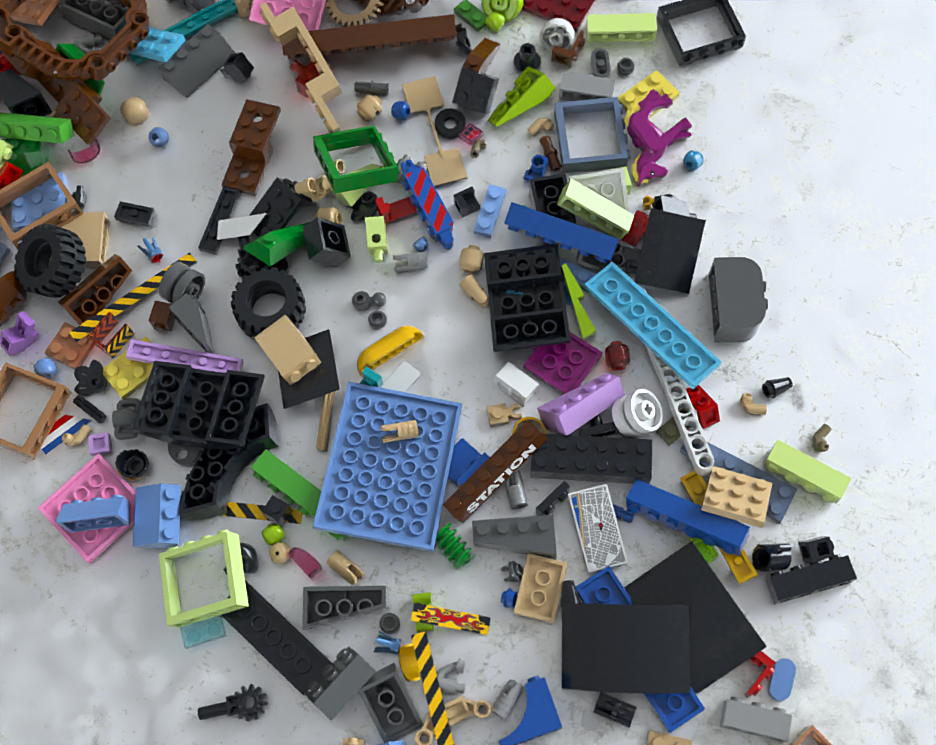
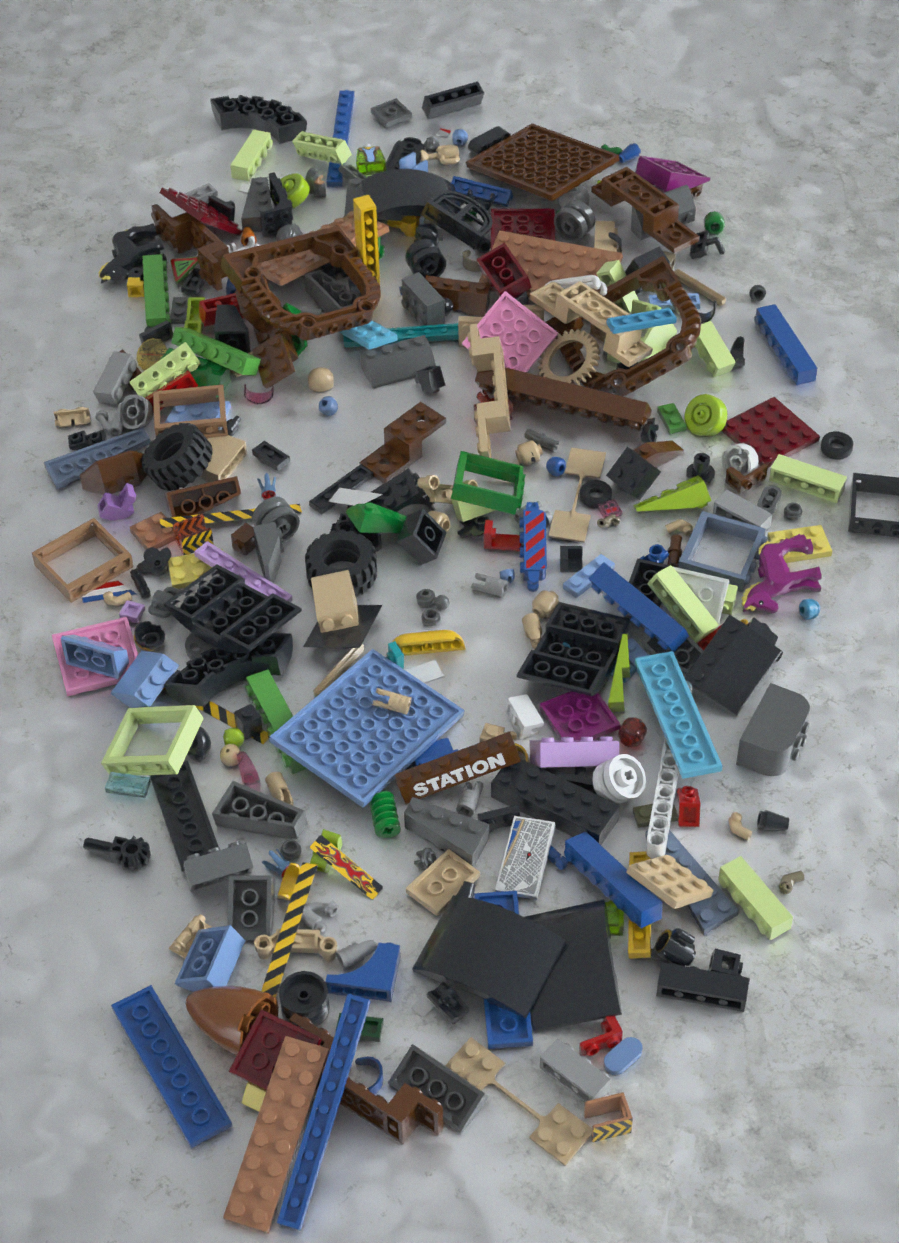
camera: 25 degrees right, 20 degrees down
(45, 368) = (123, 536): medium blue piece -> none
(376, 237) = (470, 551): yellowish green torso -> none
(494, 21) = (689, 430): lime piece -> none
(509, 598) = (408, 876): blue plate -> none

